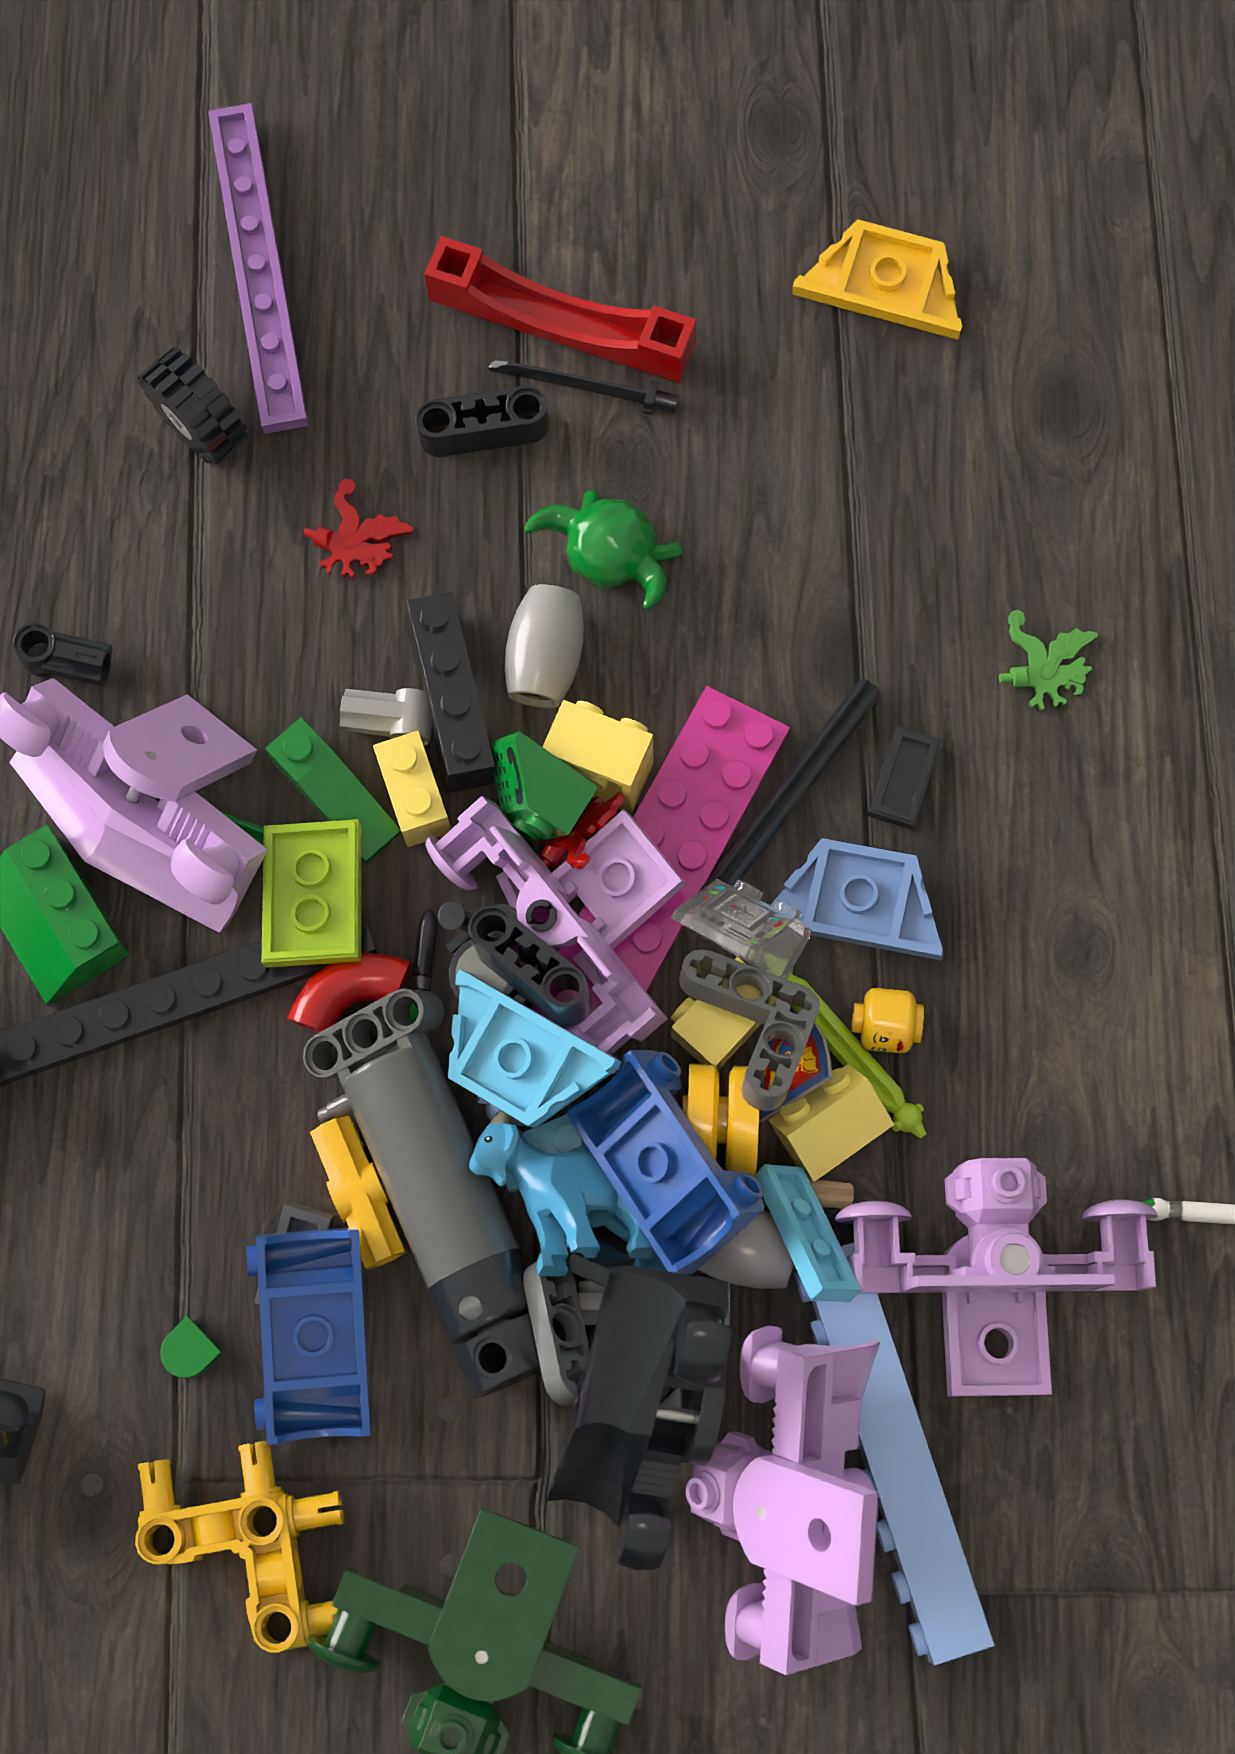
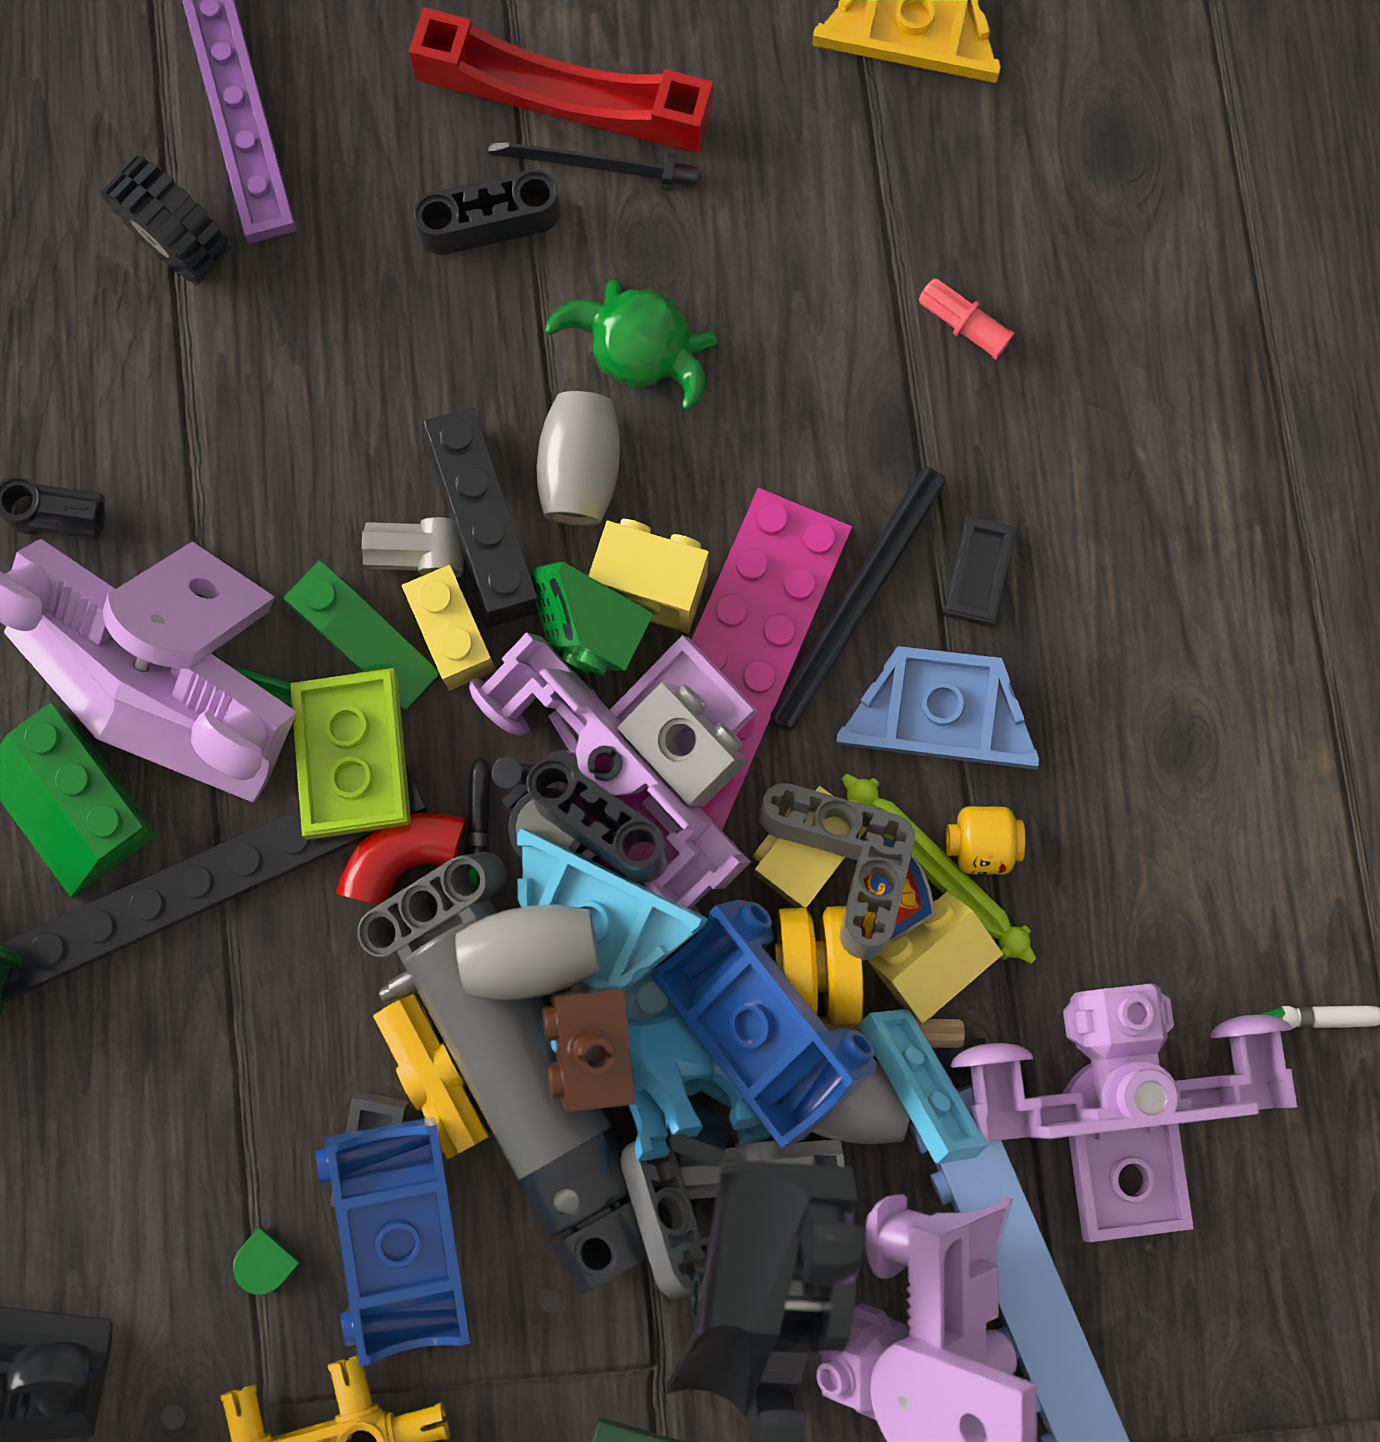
camera: 10 degrees left, 5 degrees up
(350, 540) = (355, 356): red piece -> none
(455, 1076) = (527, 952): none -> light grey piece
(503, 1166) = (590, 1049): none -> reddish brown brick
(590, 892) = (655, 731): none -> light grey brick
(592, 819) = (649, 648): red piece -> none
(746, 926) = (826, 752): clear slope -> none
(911, 548) = (965, 318): none -> coral axle
(1044, 669) = (1118, 438): bright green piece -> none

